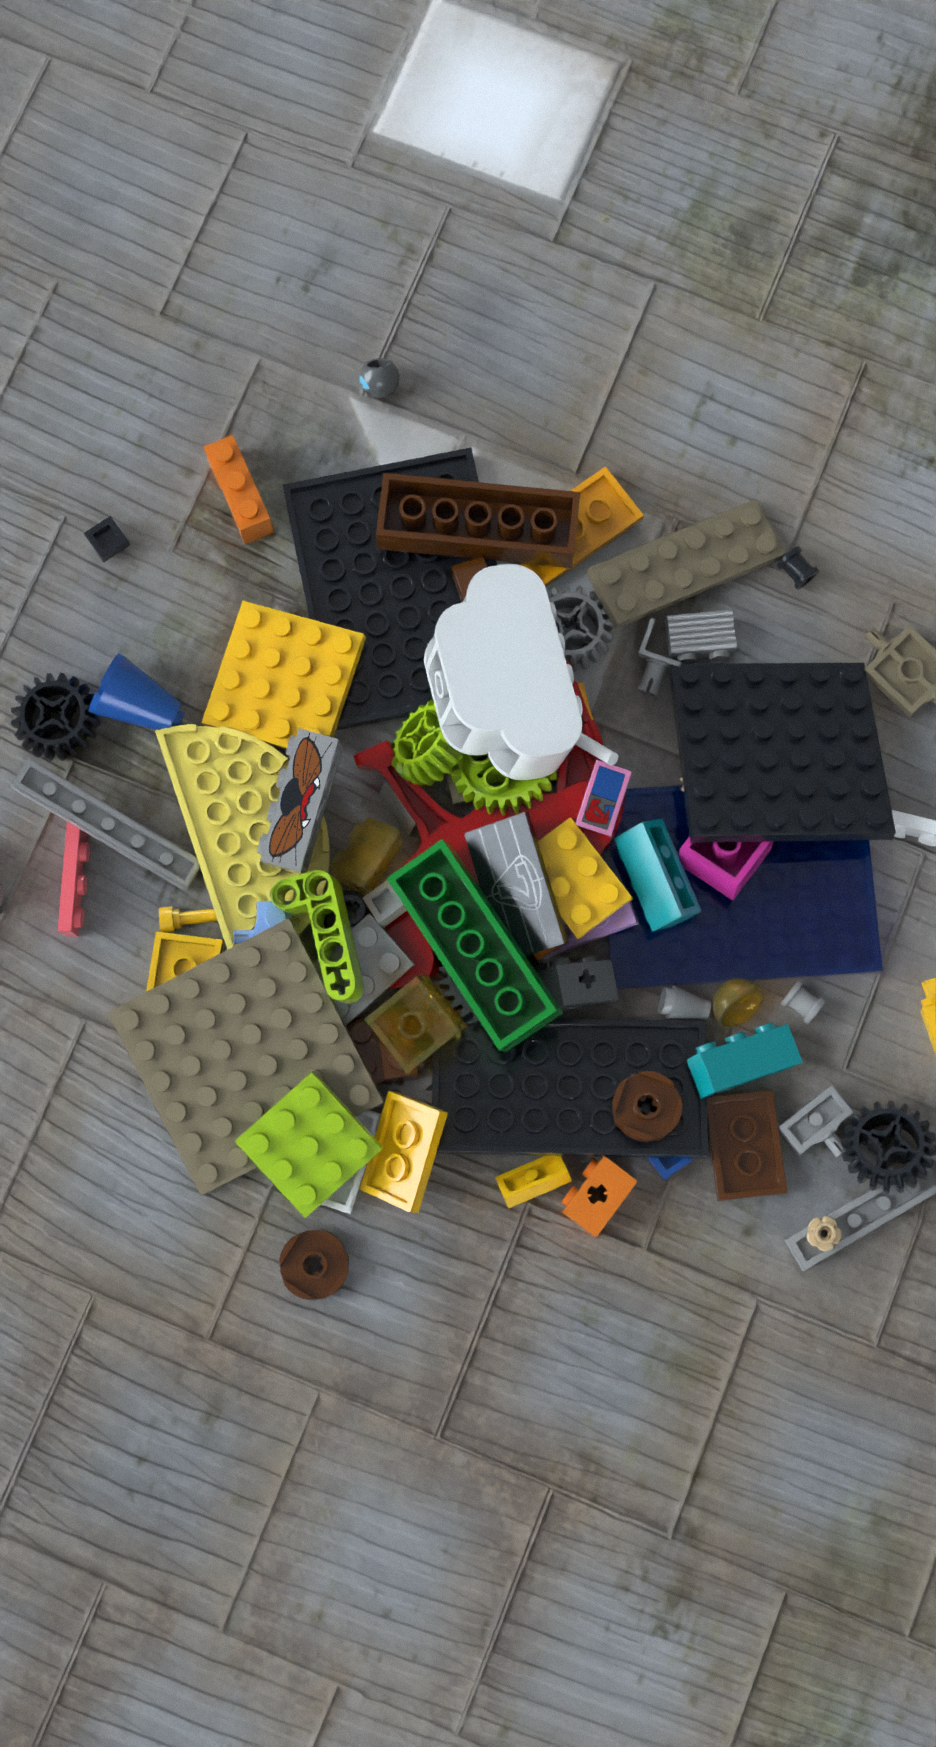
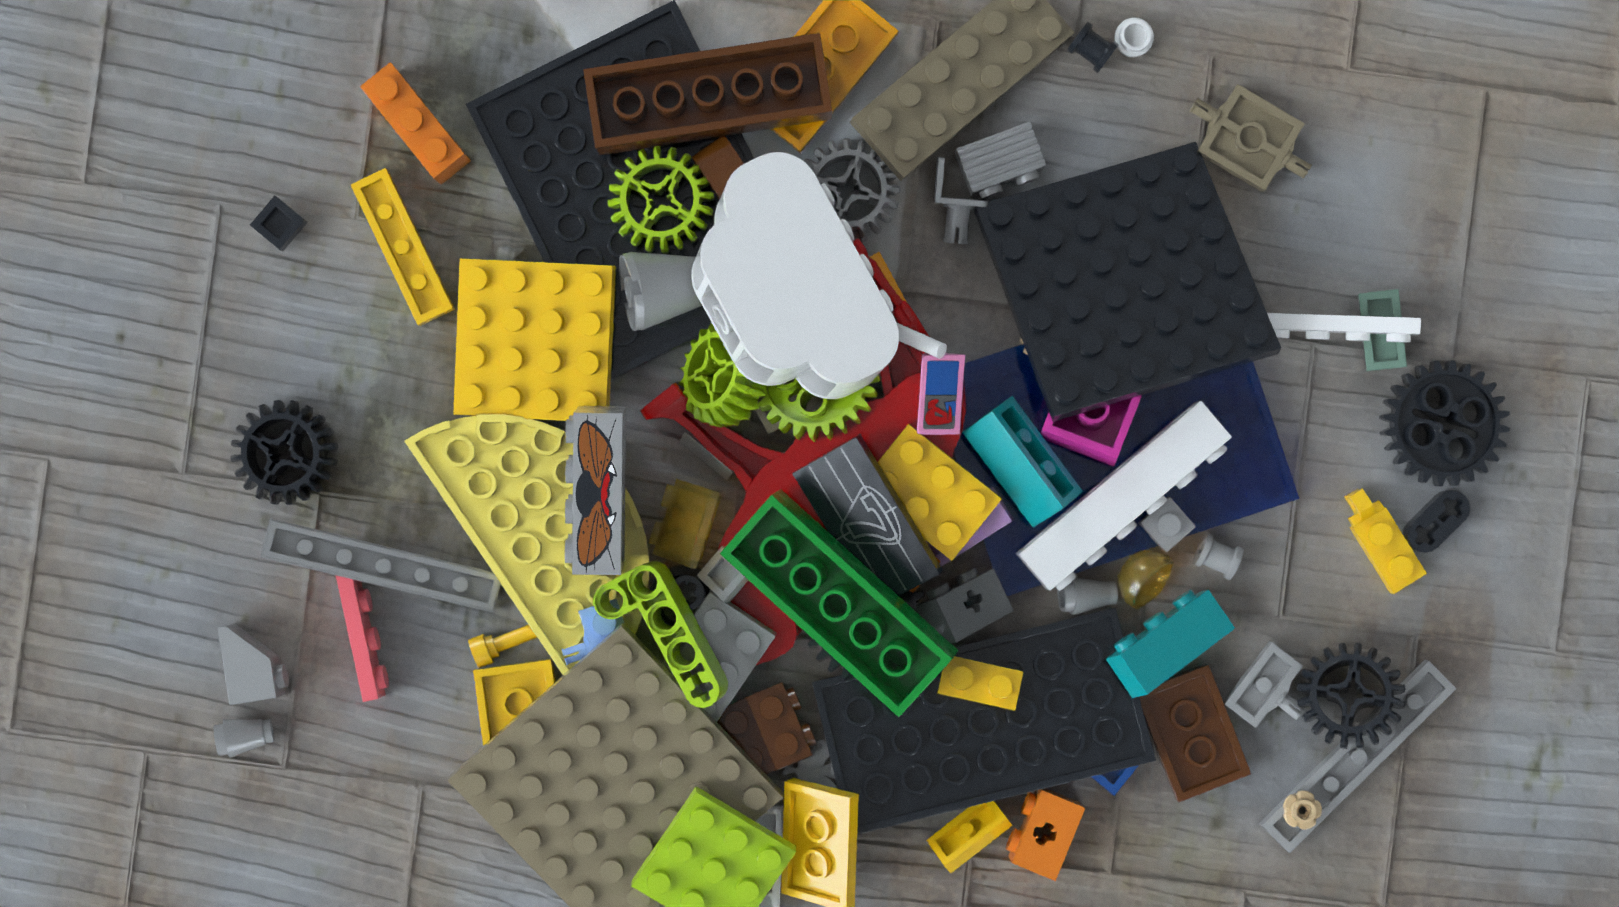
camera: 20 degrees left, 10 degrees up
(135, 698) = (371, 408): blue cone -> none
(199, 582) = (402, 247): none -> yellow plate
(394, 659) = (656, 287): none -> light grey cone
(401, 573) = (670, 184): none -> lime gear
(415, 1022) = (796, 702): clear yellow slope -> none
(575, 1051) = (981, 683): none -> yellow plate
(629, 1116) = (1092, 710): reddish brown plate -> none
(735, 926) = (1124, 495): none -> white brick
(765, 961) = (1167, 525): none -> light grey plate
(833, 569) = (1134, 37): none -> white plate

